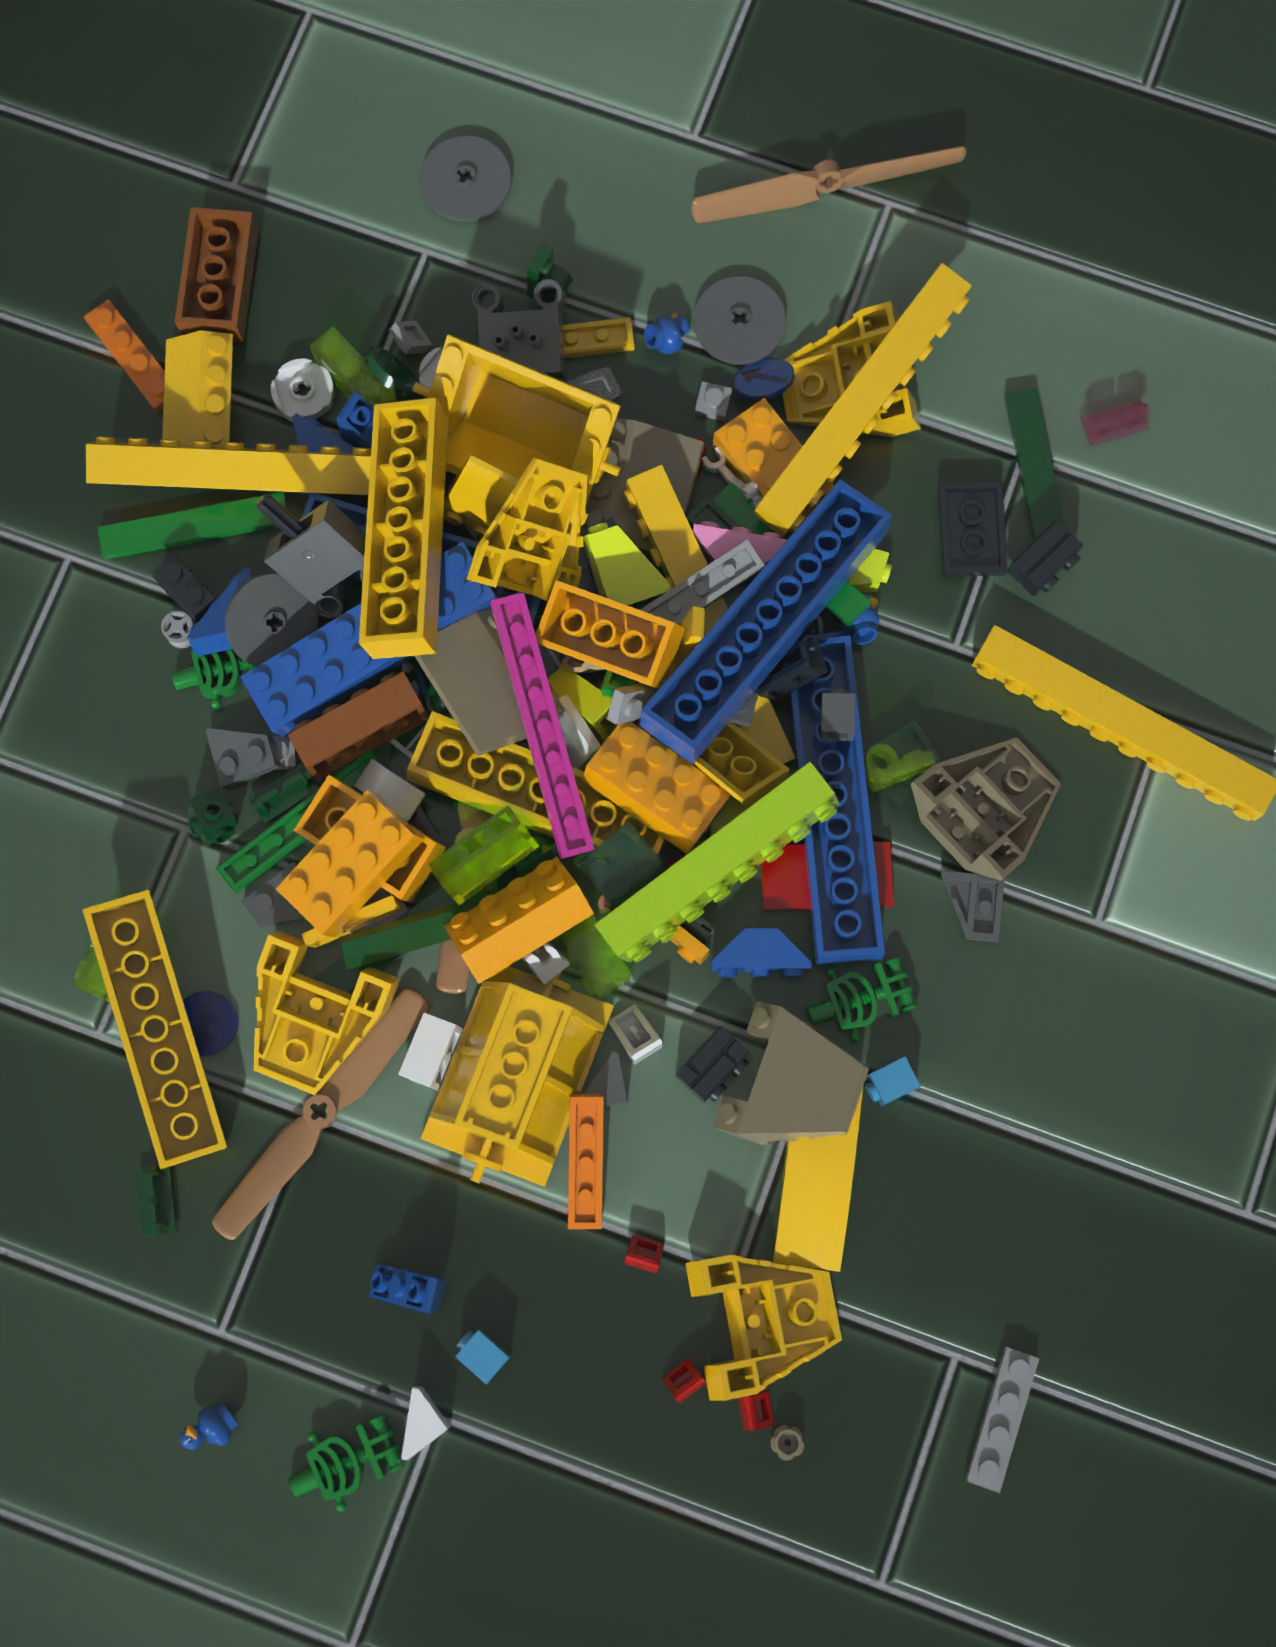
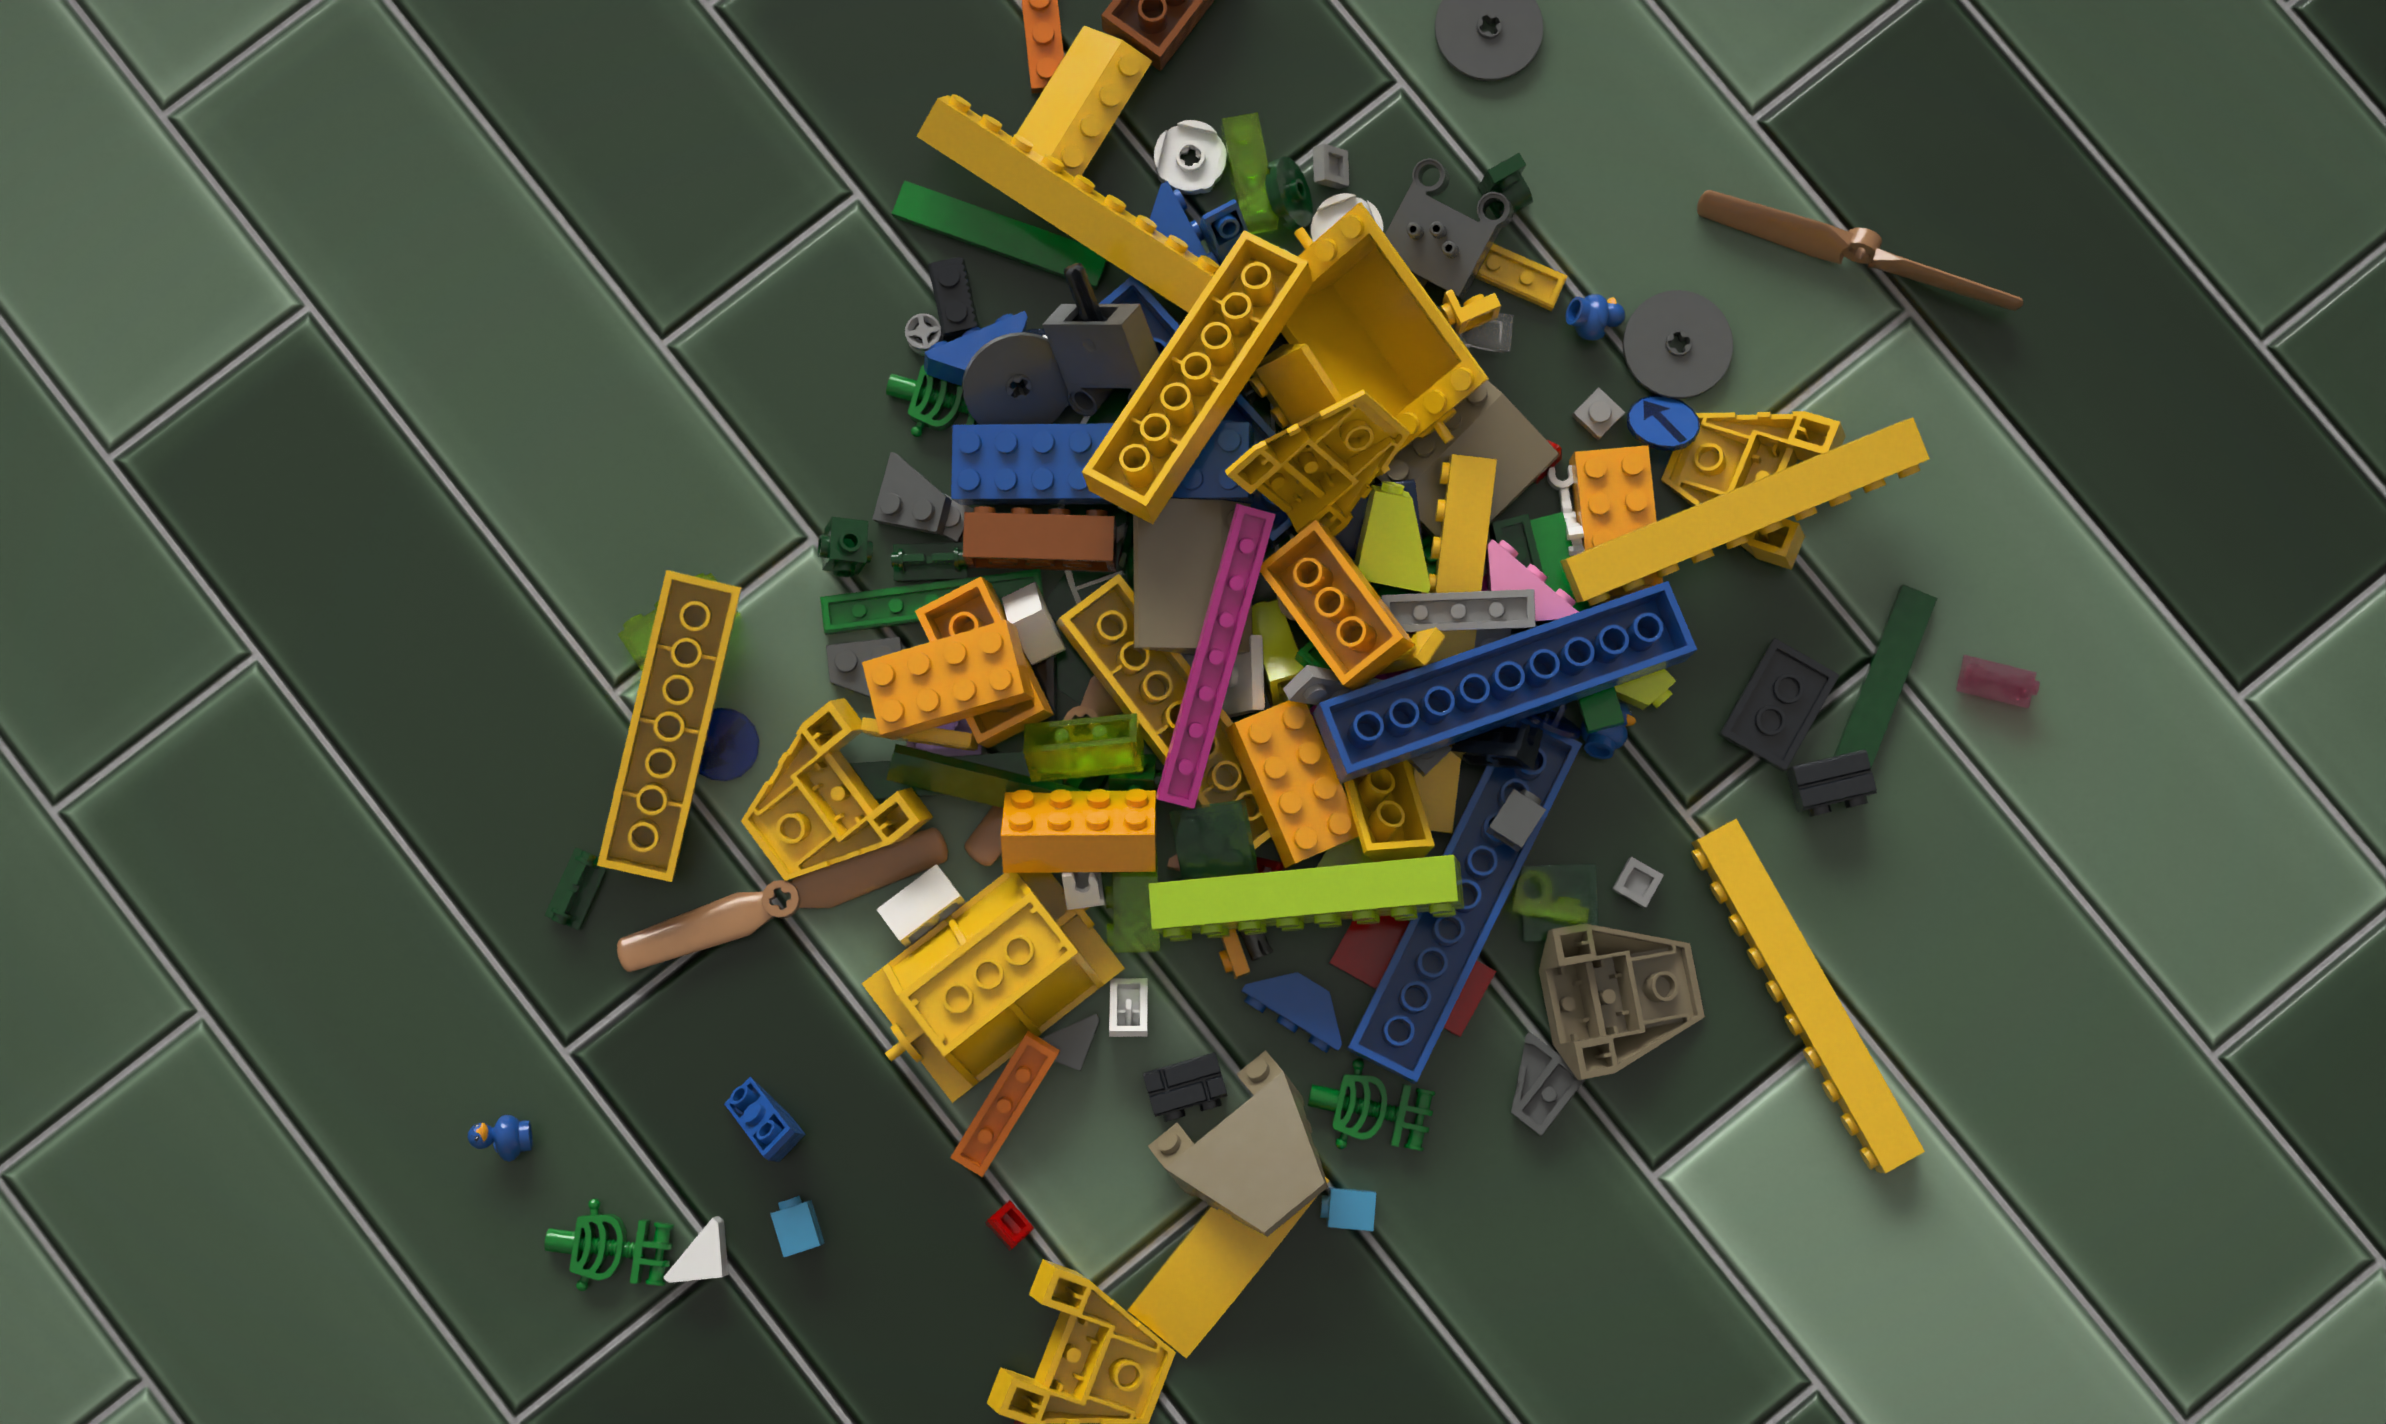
camera: 30 degrees right, 5 degrees up
(580, 373) = (1474, 313): none -> yellow bracket
(683, 1380) = (973, 1368): red slope -> none
(951, 715) = (1637, 882): none -> light grey plate

